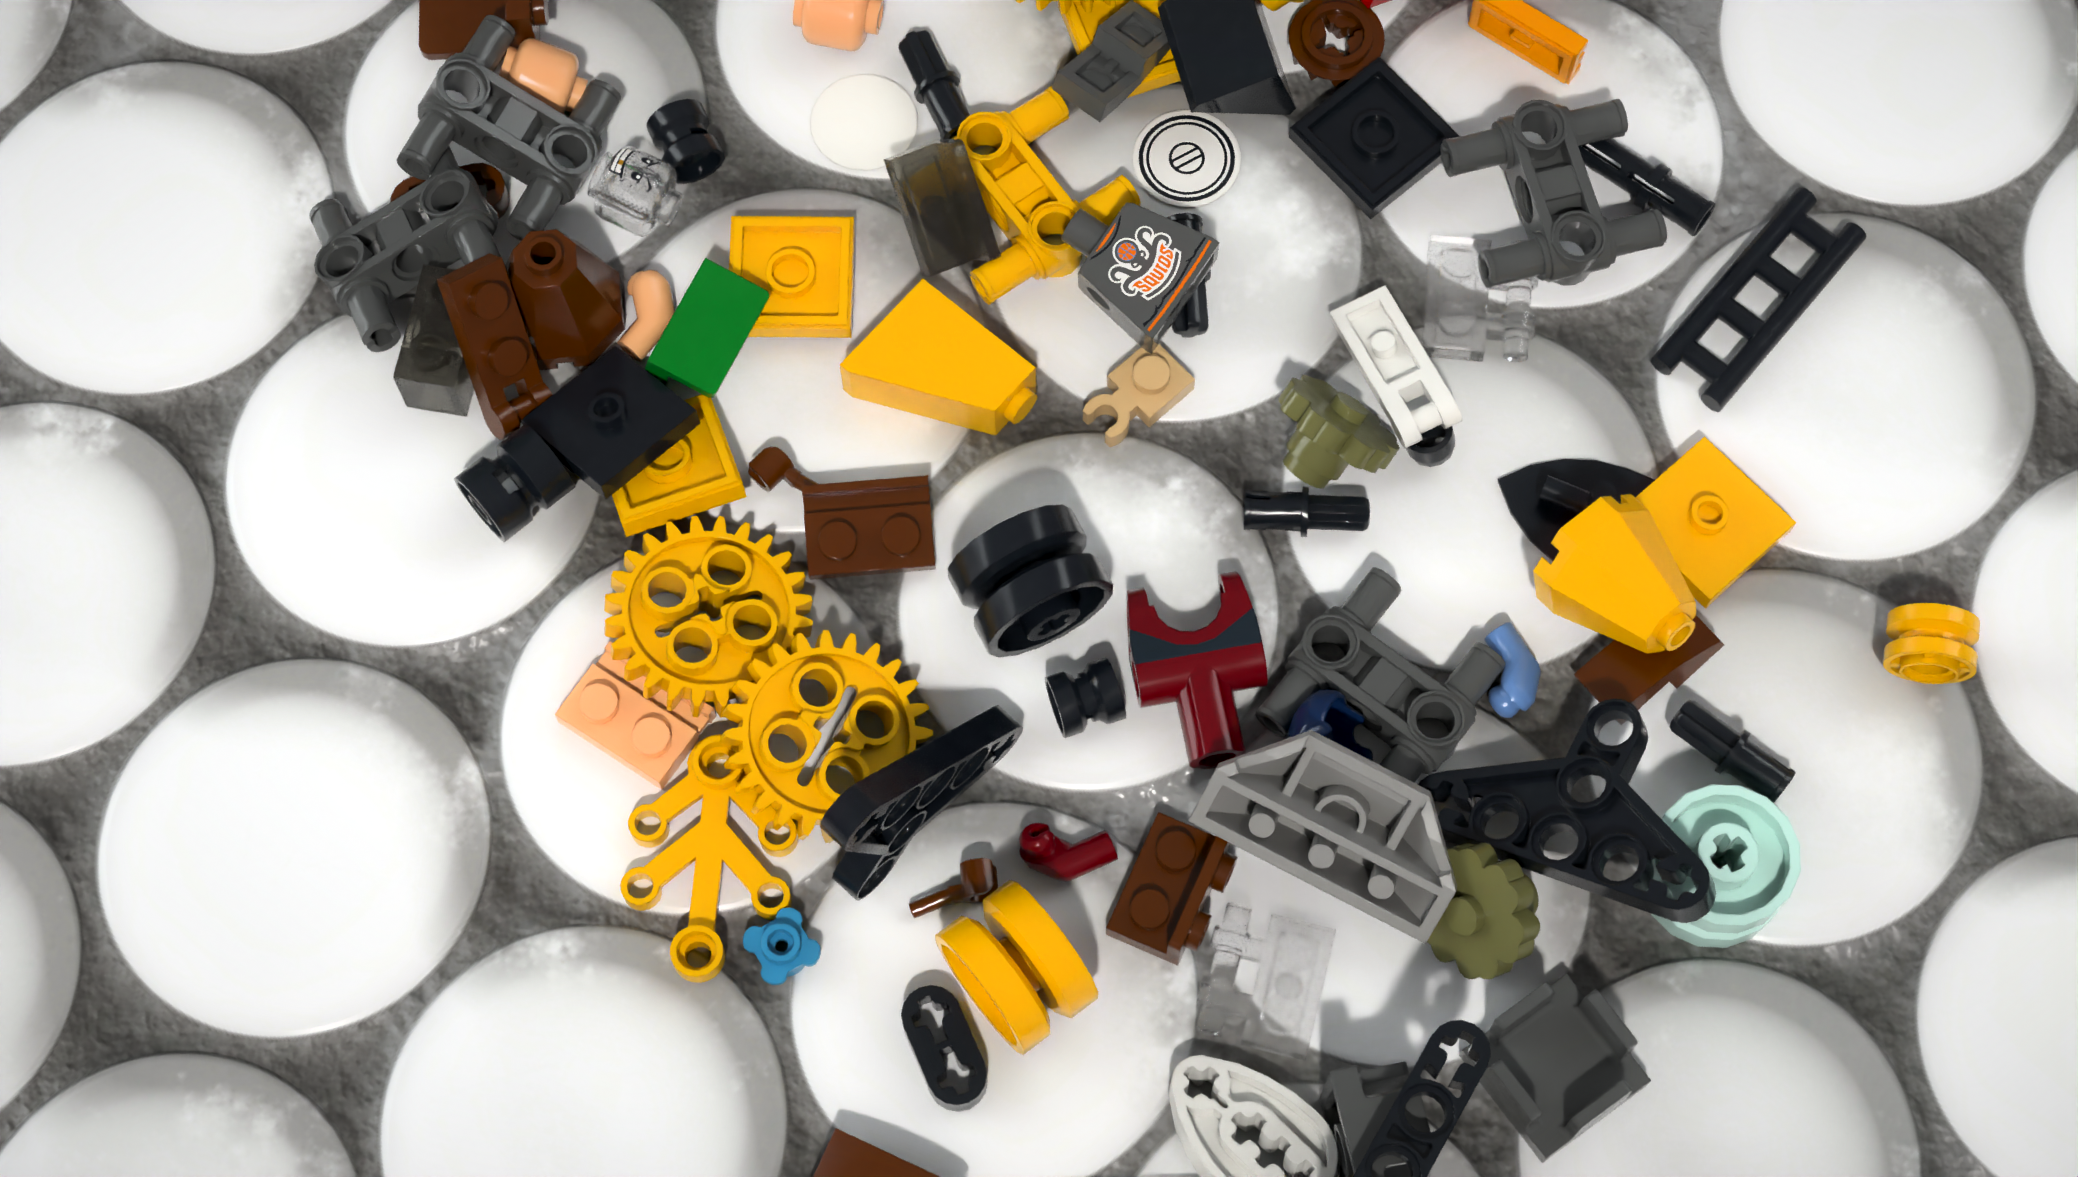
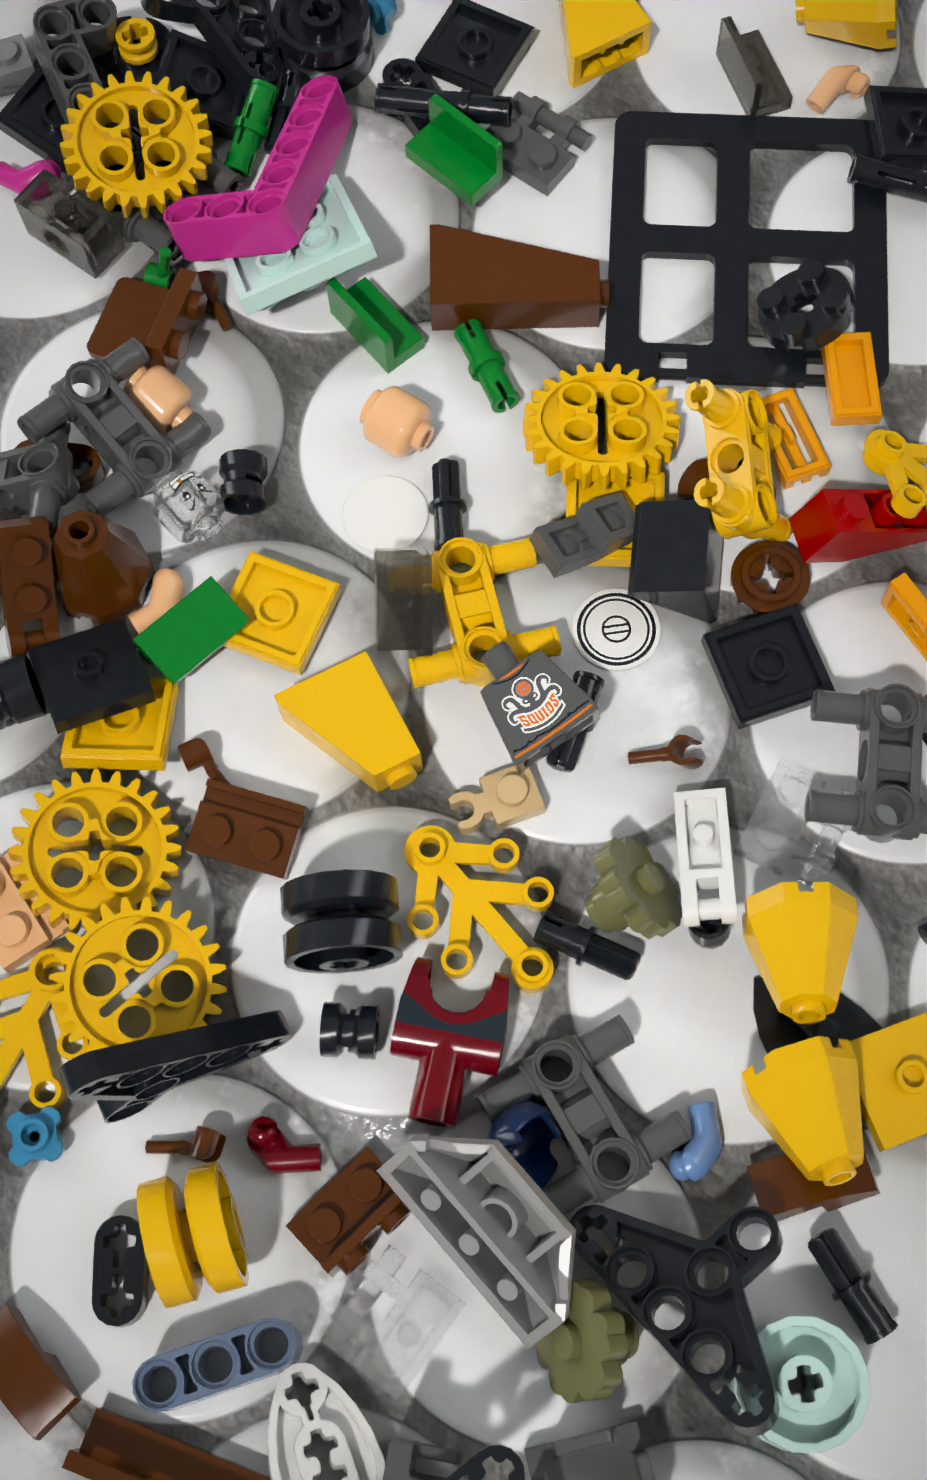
camera: 25 degrees right, 0 degrees up
(1111, 1065) = (190, 1365): none -> sand blue beam
(1161, 509) = (473, 899): none -> yellow plant
(1306, 272) = (673, 752): none -> reddish brown hand
(1539, 416) = (801, 945): none -> yellow cone

